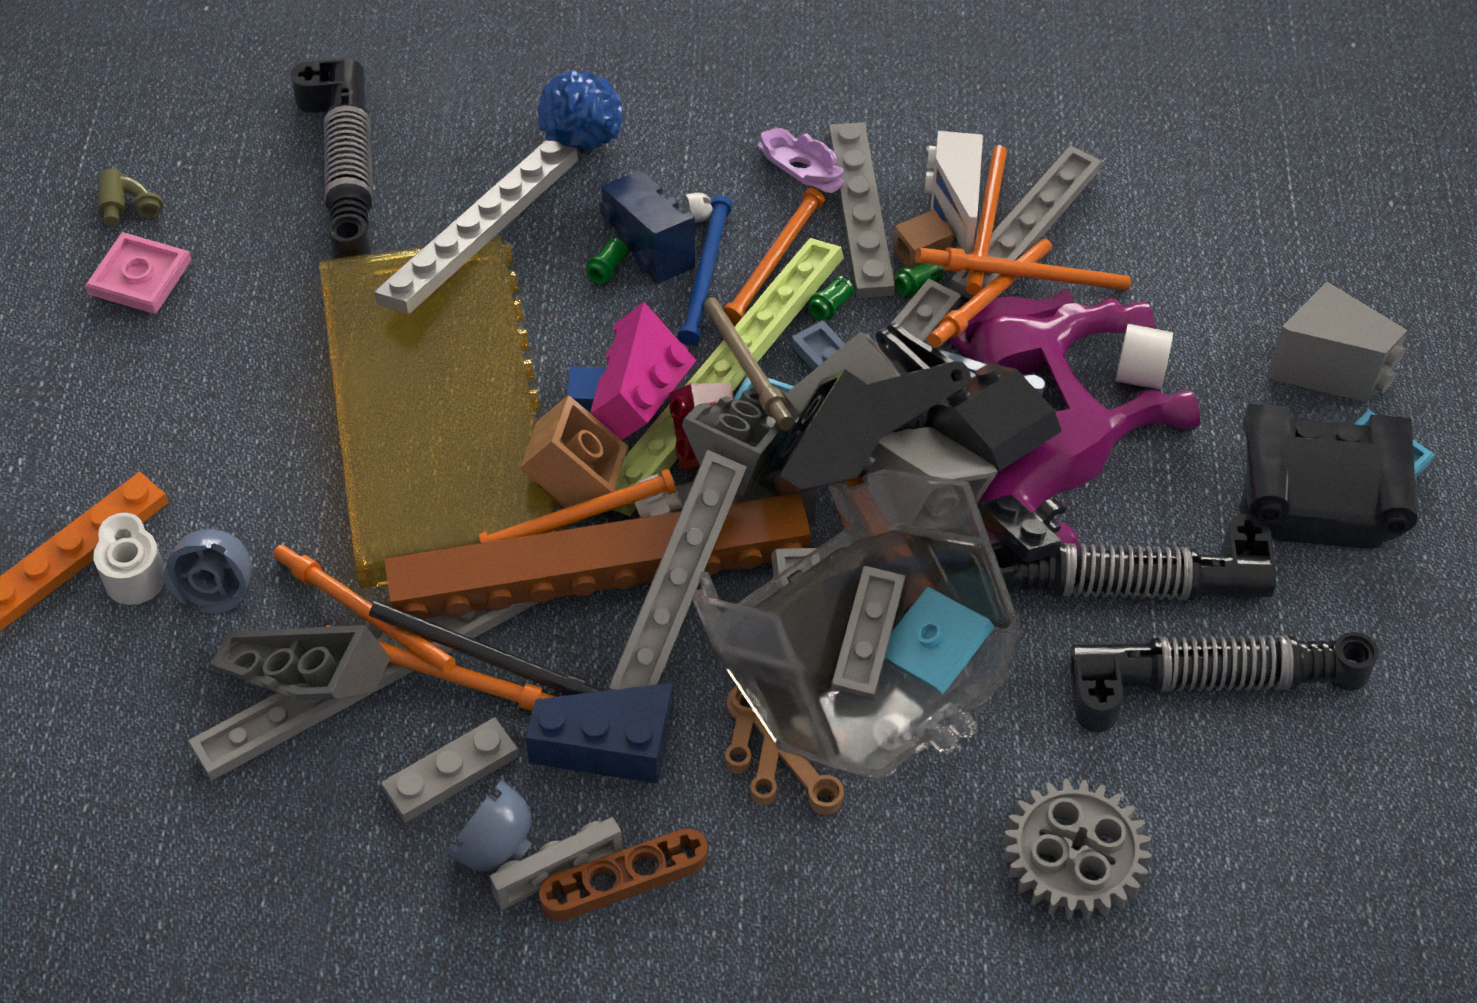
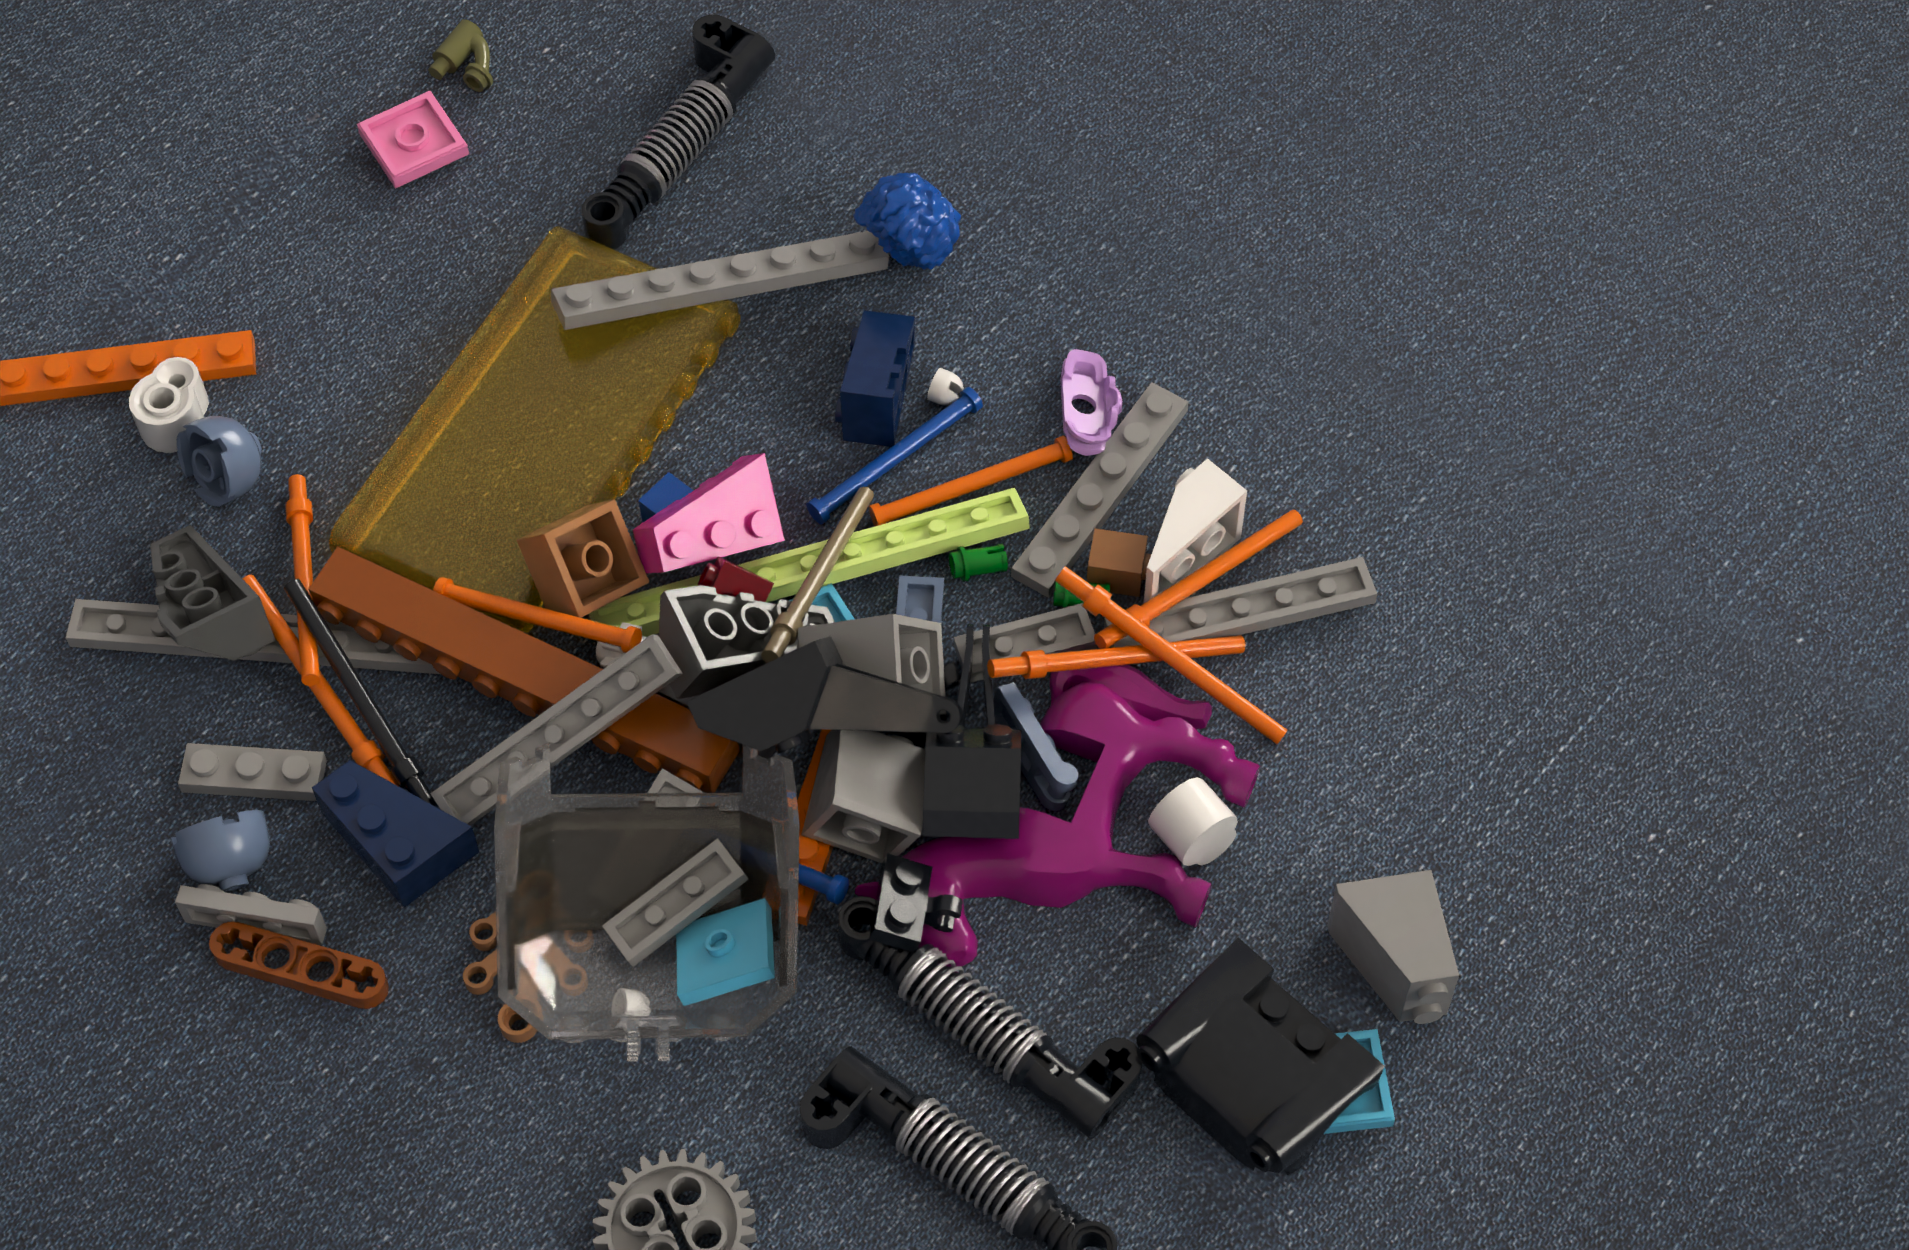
camera: 40 degrees right, 5 degrees up
(602, 267) = (812, 388): green pin -> none

